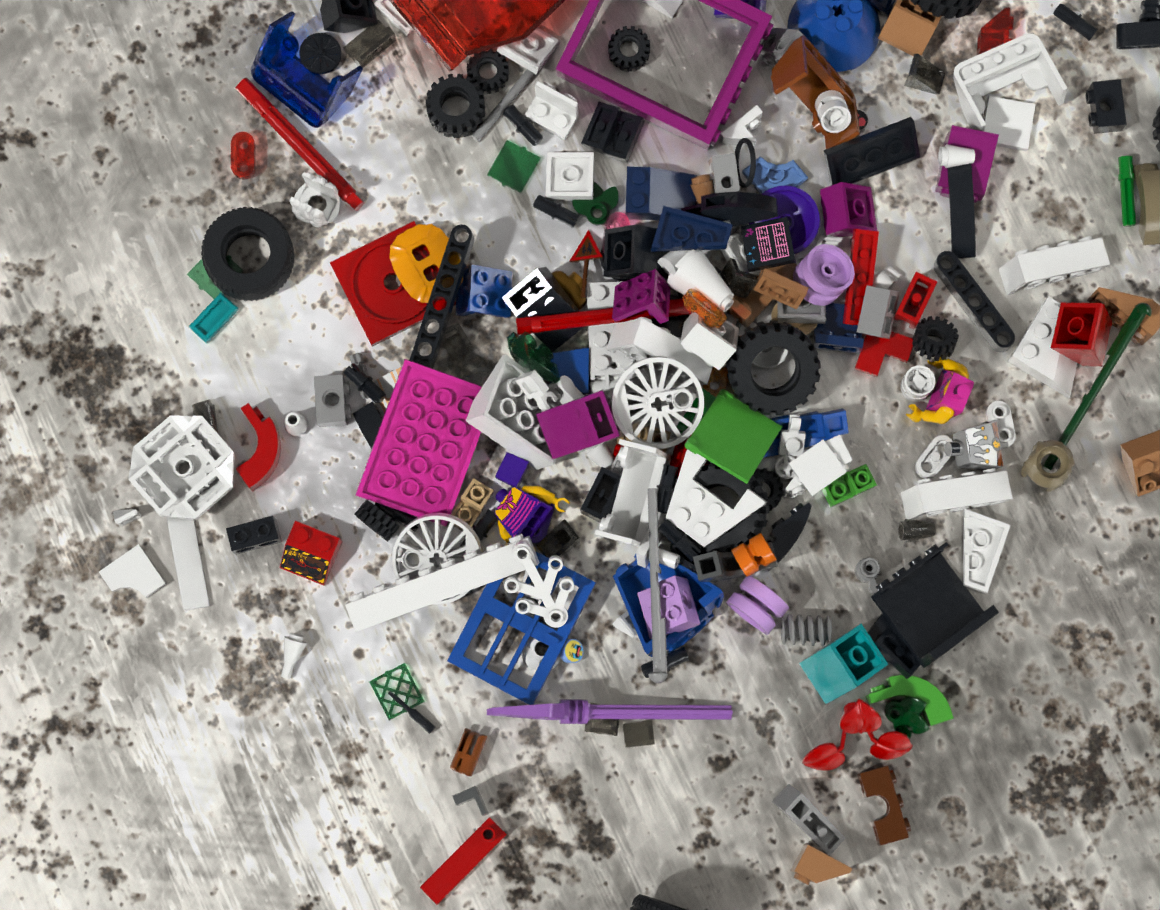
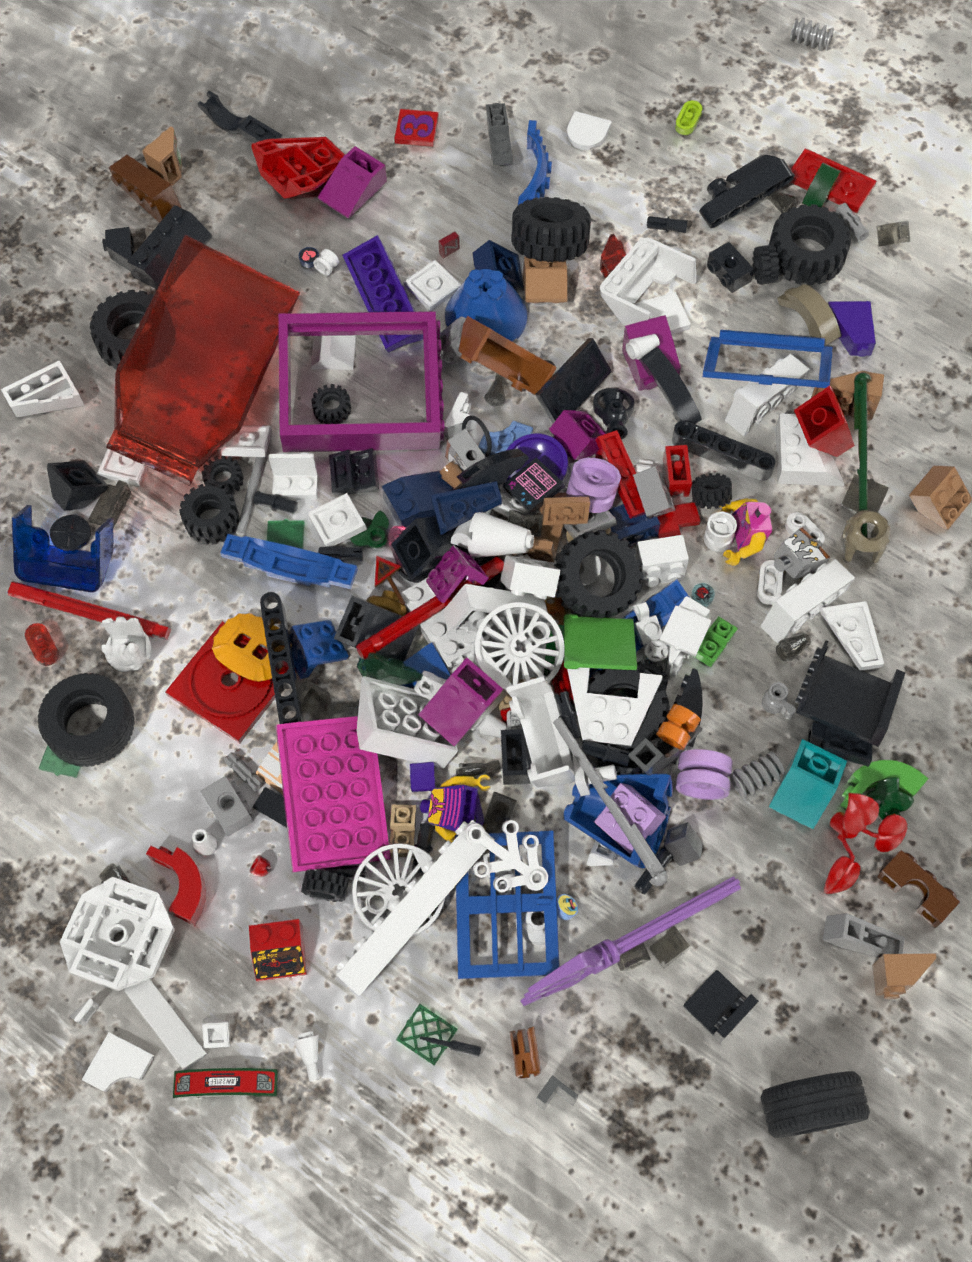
camera: 30 degrees left, 15 degrees down
(212, 639) = (225, 1082): none -> slope
(213, 318) = (81, 793): teal tile -> none
(224, 593) = (215, 1033): none -> white slope
(254, 535) = (216, 962): black brick -> none
(331, 470) = (260, 867): none -> red hinge
(365, 383) = (250, 773): black axle -> none
(463, 861) = (578, 1161): red piece -> none
(503, 197) = (289, 562): none -> blue piece
(534, 387) = (405, 690): white plate -> none
(563, 488) = (477, 769): none -> clear smoke cone
(651, 805) = (719, 1006): none -> black bracket
(698, 303) = (523, 553): clear orange plate -> none
(705, 653) = (683, 844): none -> flat silver panel
(793, 121) = (495, 395): none -> clear smoke cone
(833, 111) = (524, 365): white wheel -> none
(843, 384) = (662, 560): none -> white brick
(865, 434) = (703, 594): none -> tile
(892, 208) = (614, 413): none -> black piece
(924, 76) = (576, 312): clear smoke slope -> none
(1090, 425) = (876, 495): none -> clear smoke piece
(1091, 210) = (773, 341): none -> blue door
(1126, 178) = (779, 309): green axle -> none
(1141, 125) = (765, 264): none -> black tyre

